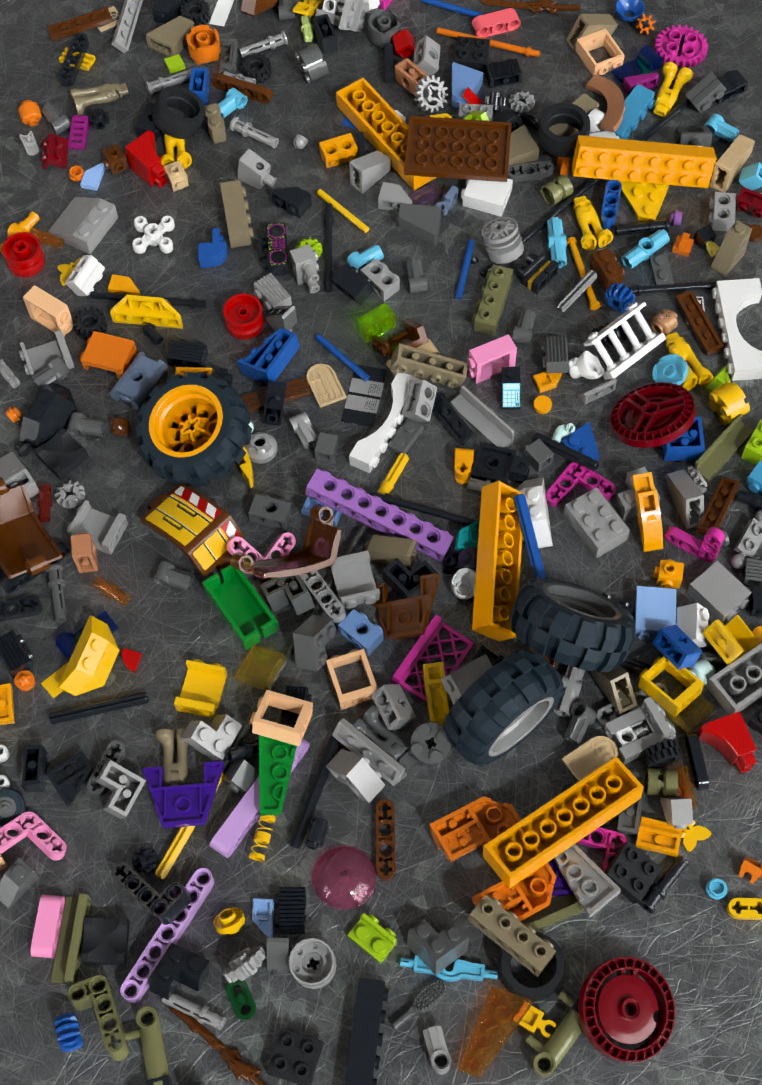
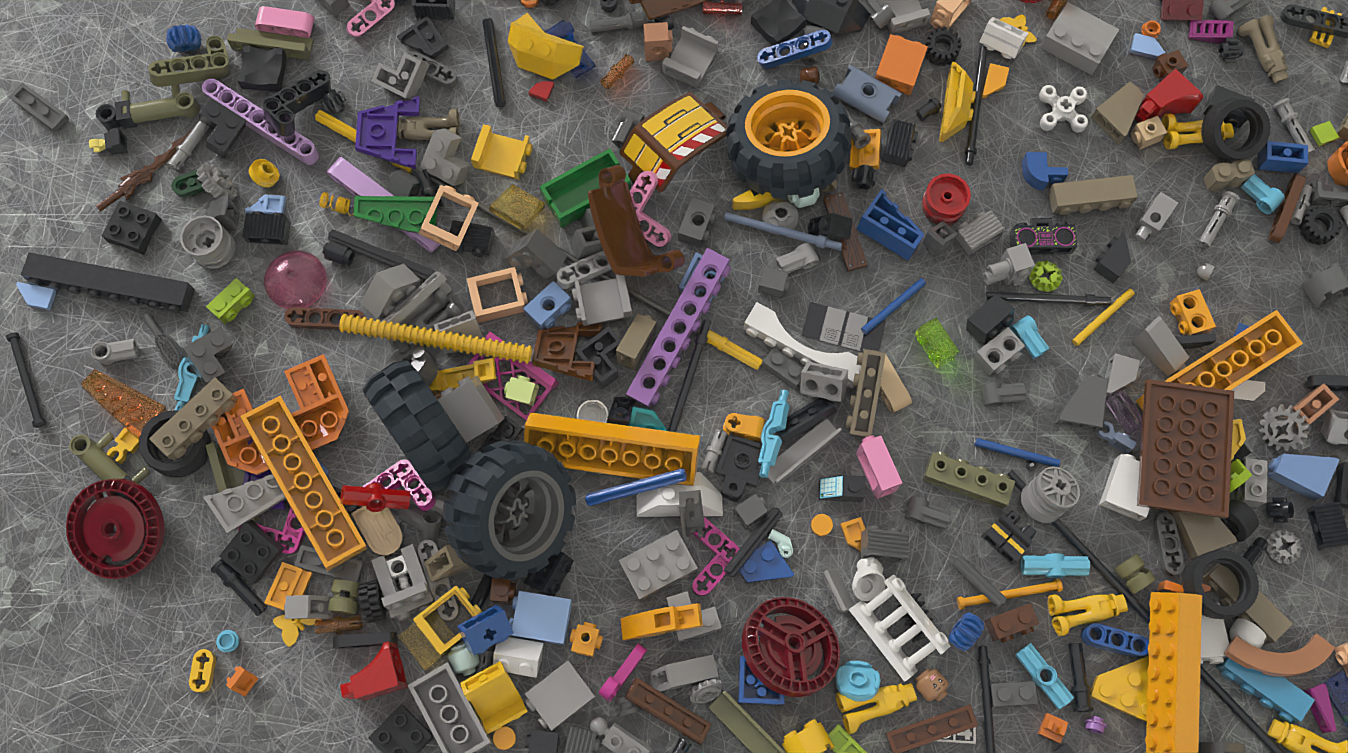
camera: 90 degrees right, 10 degrees up
(72, 500) = (737, 38): light grey gear -> none
(95, 436) = (795, 52): none -> blue beam
(157, 195) = (1119, 111): none -> dark tan slope
(289, 407) = (820, 241): none -> sand blue bar
(324, 384) = (858, 286): tan window -> none
(408, 719) = (435, 338): none -> yellow piece
(412, 336) = (906, 367): reddish brown panel -> none
(449, 643) = (521, 390): none -> yellowish green brick
(471, 98) = (1278, 481): red sticker -> none
(479, 438) = (772, 443): none -> medium azure piece
(537, 735) = (406, 479): none -> dark pink beam
(550, 493) = (691, 513): none -> dark grey hinge
(570, 753) = (375, 497): none -> red piece
(639, 644) = (502, 591): none -> reddish brown brick

